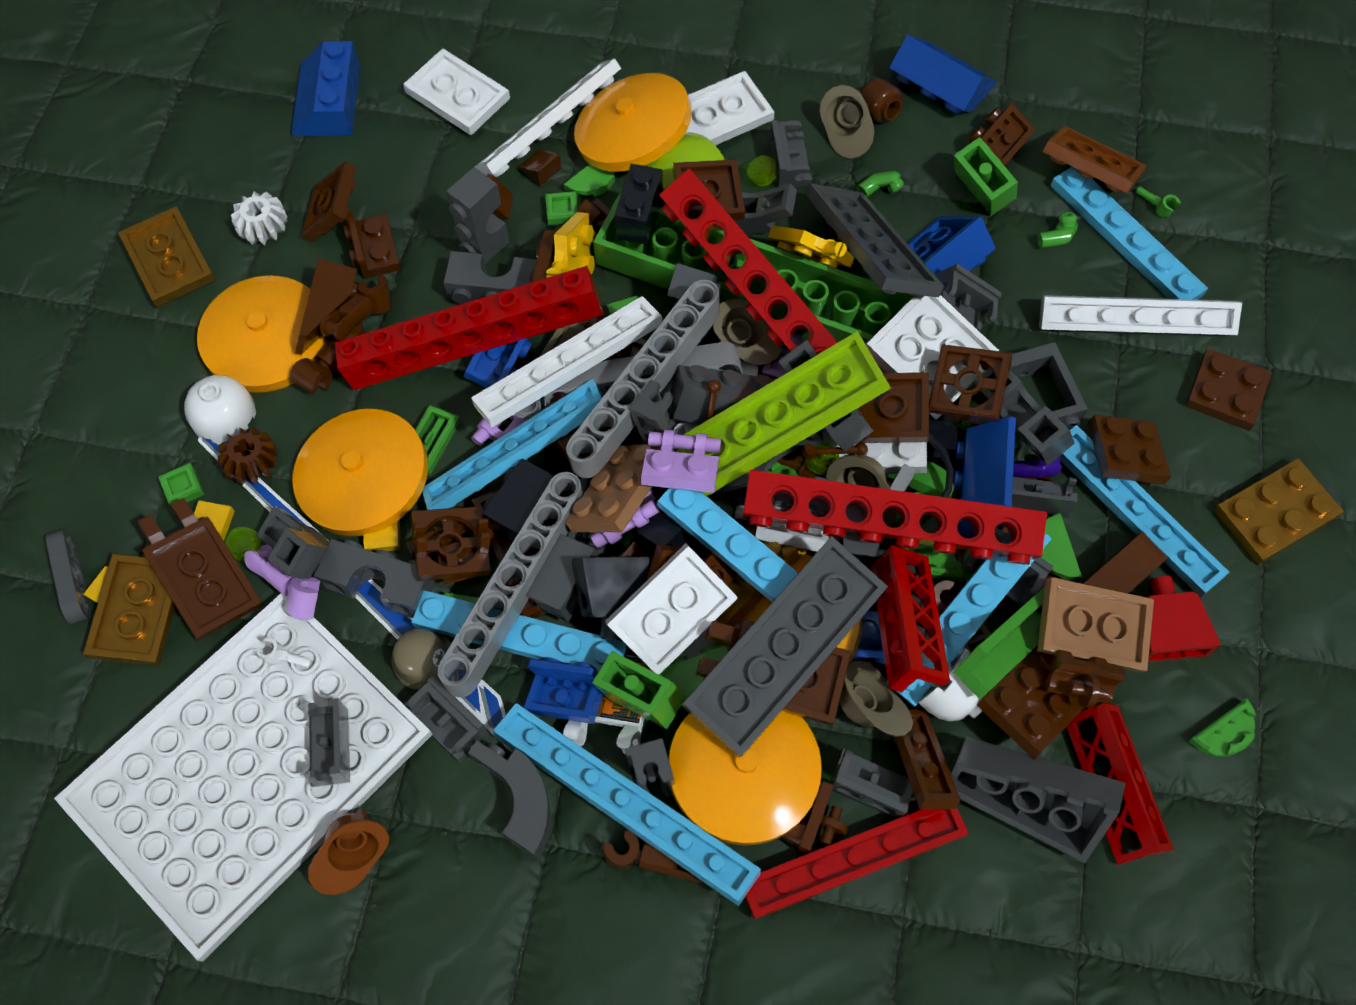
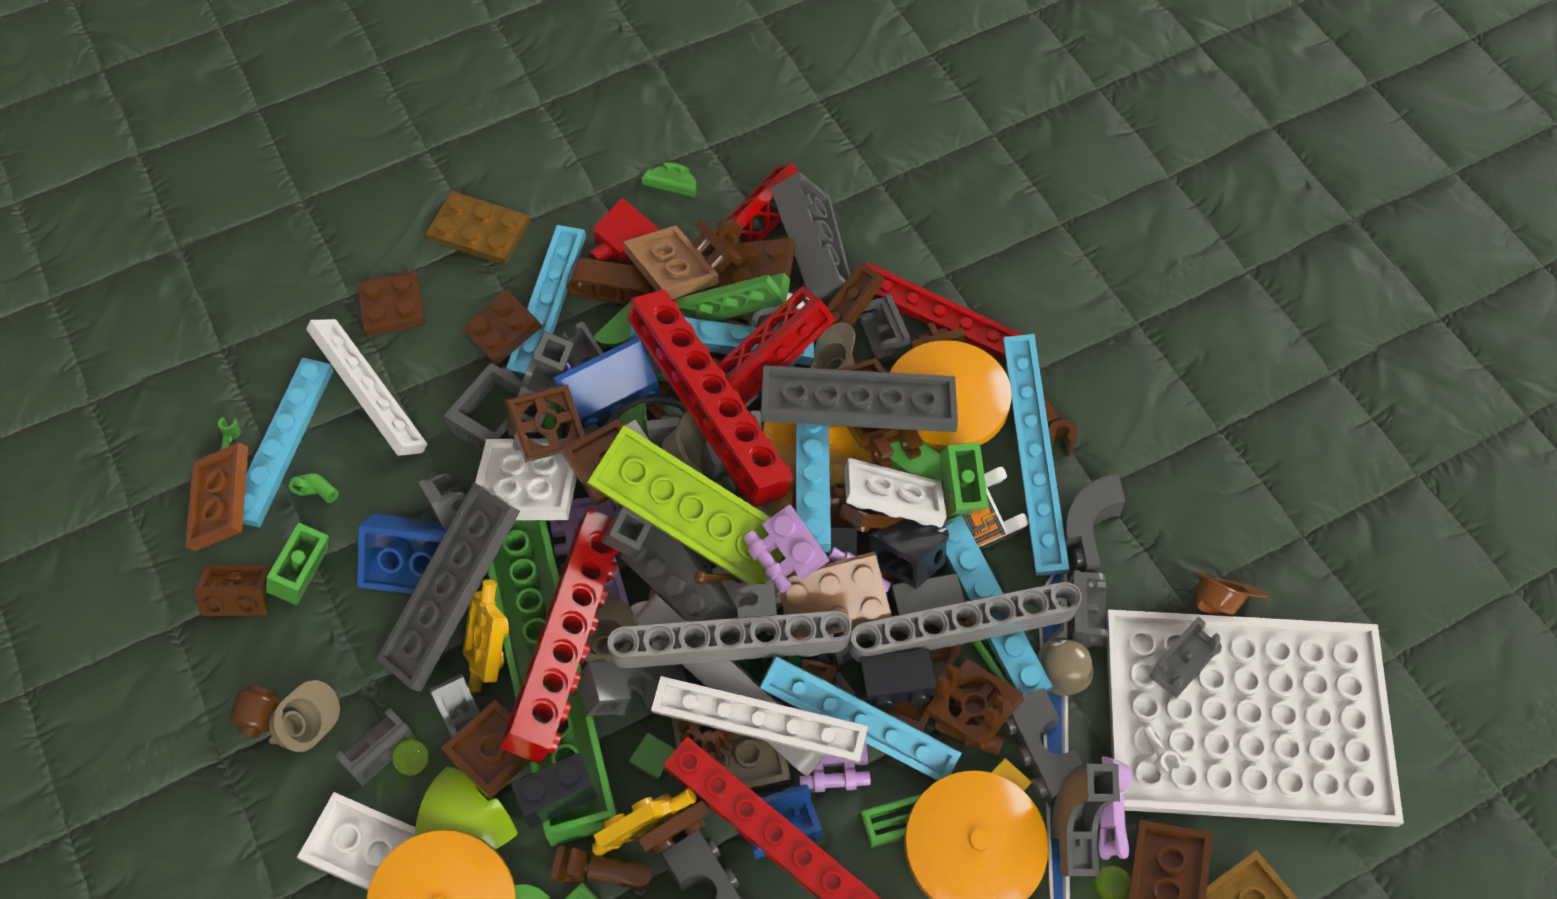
camera: 130 degrees left, 5 degrees down
(563, 690) = (1001, 542): blue bracket -> none
(650, 763) = (999, 445): dark grey hinge -> none
(880, 179) = (350, 655): bright green arm -> none
(941, 75) = (183, 679): blue slope -> none

